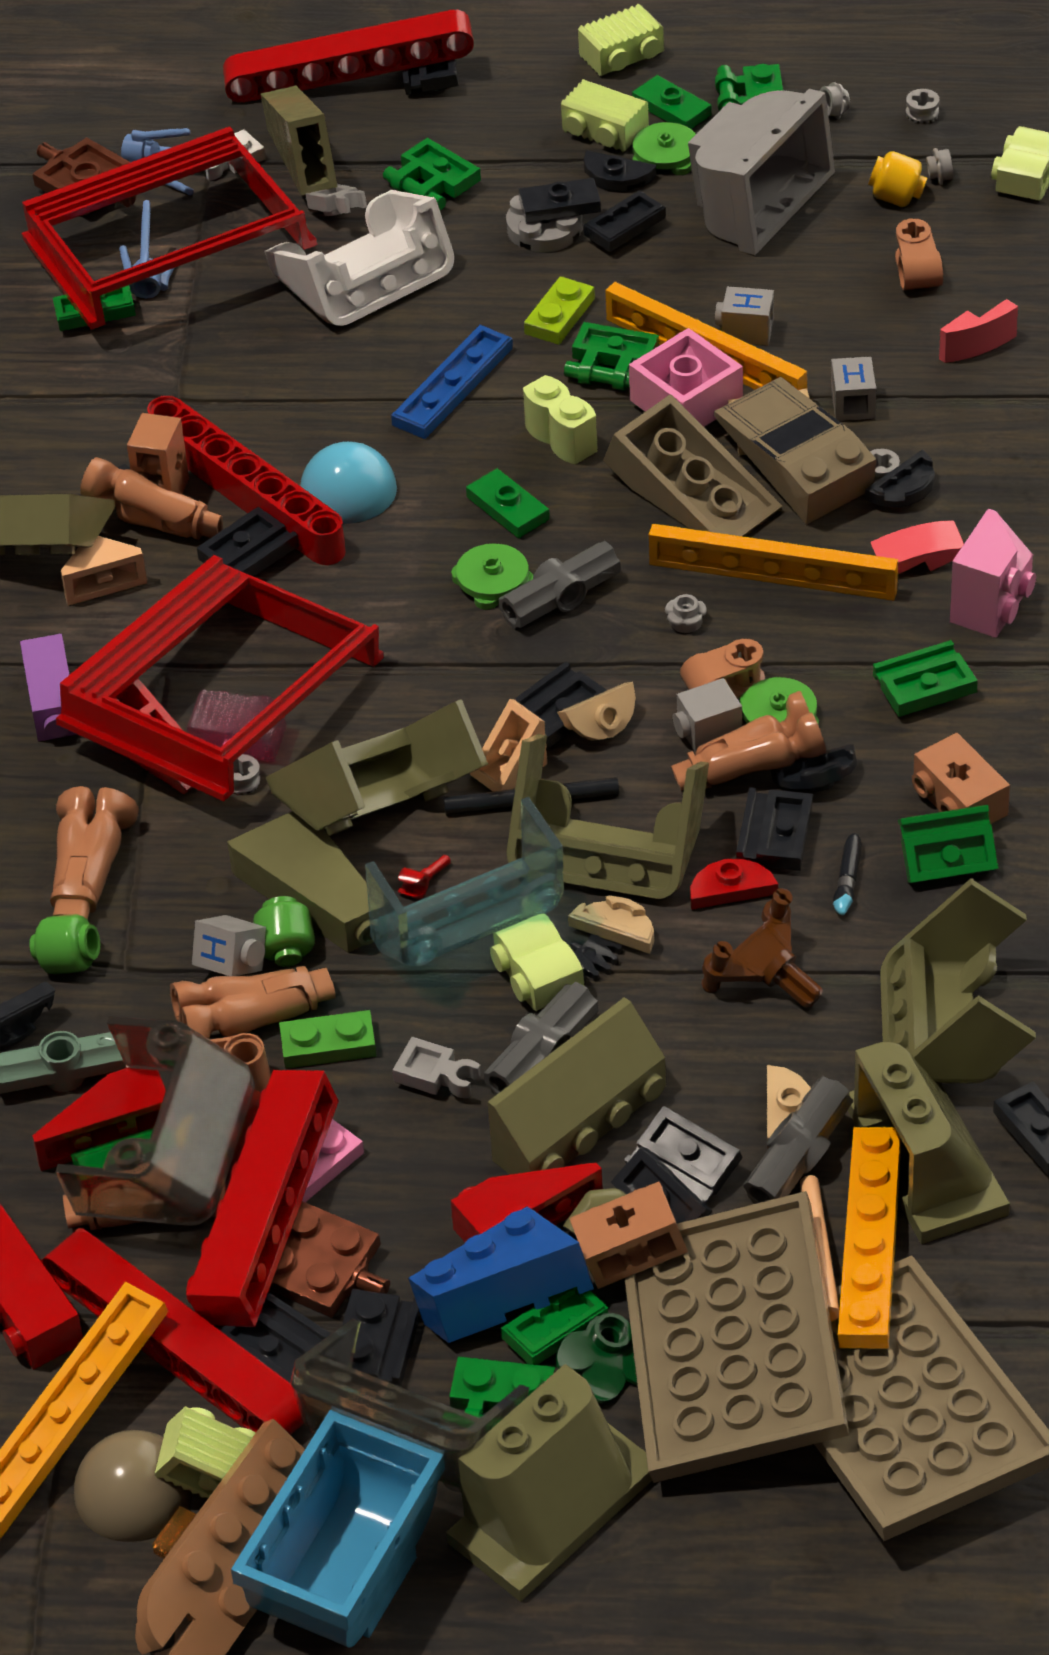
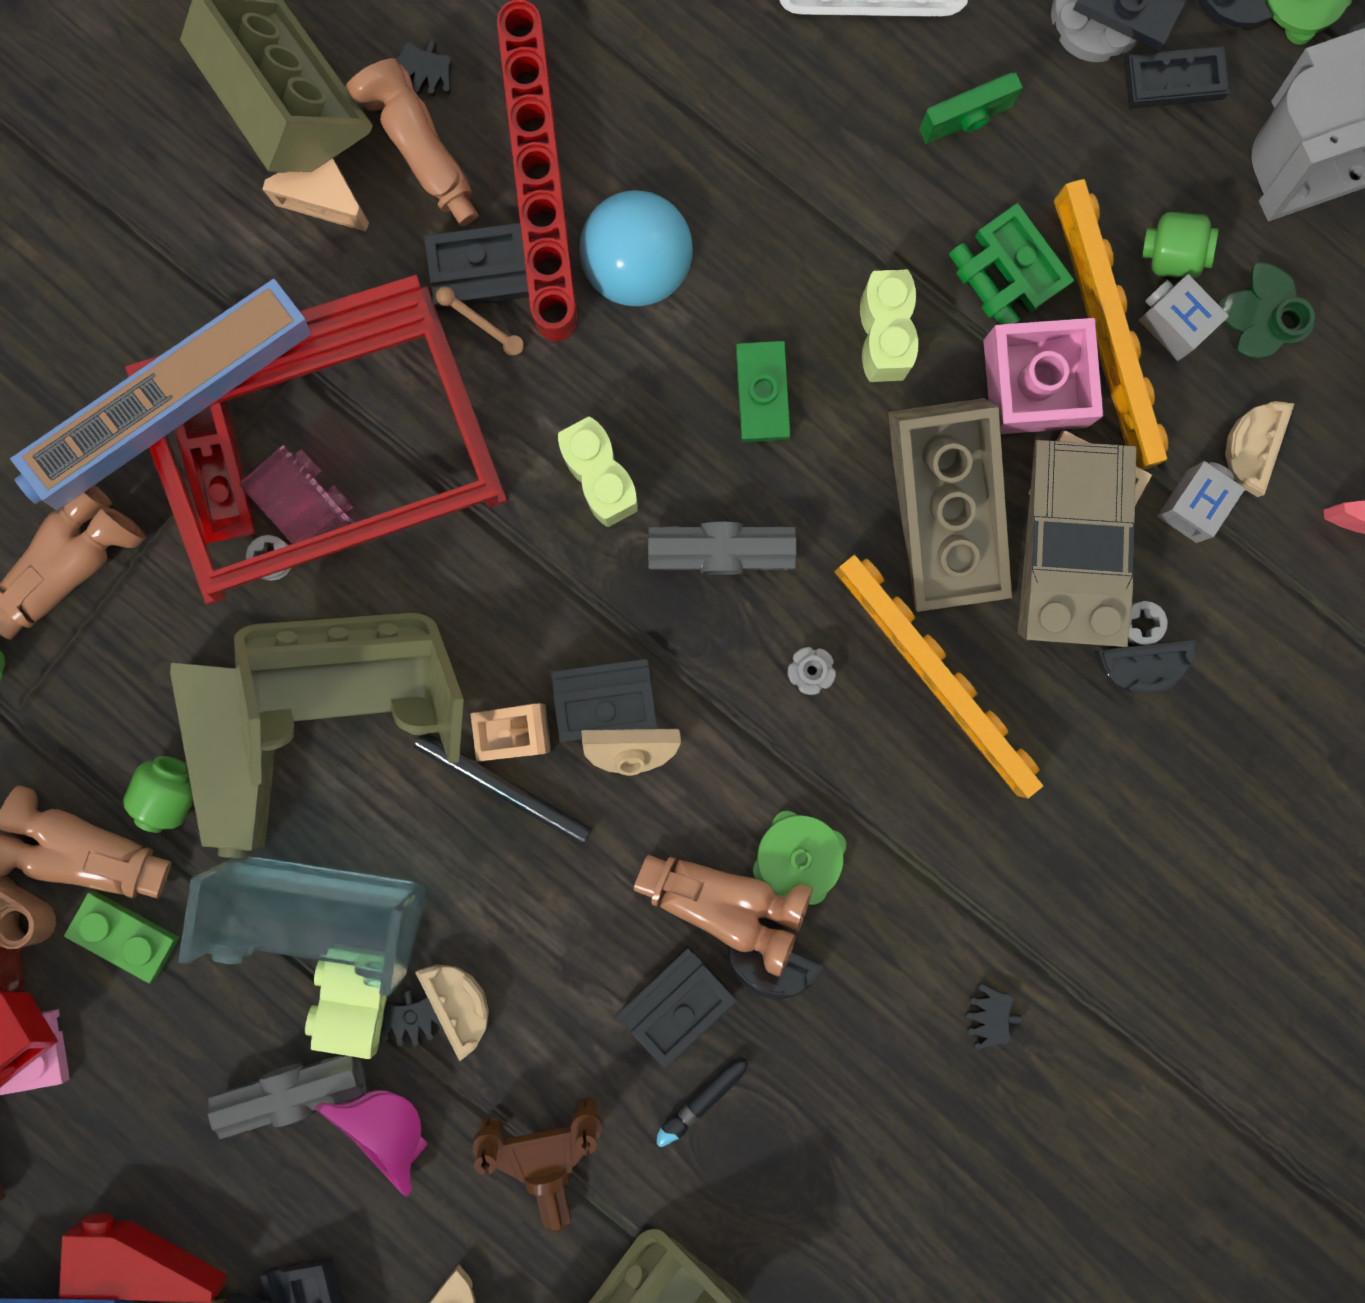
camera: 30 degrees right, 40 degrees up
(45, 669) = (168, 309): medium lavender brick -> none
(105, 669) = (160, 397): none -> brick
(159, 451) = (459, 92): nougat brick -> none
(228, 945) = (91, 786): light grey brick -> none
(308, 576) = (512, 345): none -> medium nougat hinge
(416, 881) = (322, 815): red hand -> none
(432, 1065) = (174, 1046): light grey plate -> none
(436, 591) = (603, 480): none -> yellowish green brick
(452, 381) = (838, 177): blue tile -> none
(491, 573) = (677, 476): bright green piece -> none
(508, 298) = (970, 109): none -> green plate
(559, 310) = (1015, 155): lime plate -> none
(577, 1093) = (254, 1200): olive slope -> none
(606, 854) = (513, 910): olive windscreen -> none
(651, 1009) = (384, 1129): none -> dark pink hat
(707, 713) = (723, 826): light grey brick -> none
(708, 283) = (1181, 245): none -> bright green head
(725, 664) = (769, 784): nougat piece -> none
(731, 882) = (592, 1030): red plate -> none
(802, 288) = (1260, 310): none -> dark green plate
(859, 341) = (1256, 443): none -> tan plate
(925, 678) = (956, 932): green plate -> none
(928, 542) = (1088, 760): coral slope -> none
(948, 843) = (805, 1157): green plate -> none
(959, 778) = (887, 1117): nougat brick -> none
(990, 577) = (1112, 875): bright pink slope -> none
(999, 713) = (994, 1017): none -> black piece

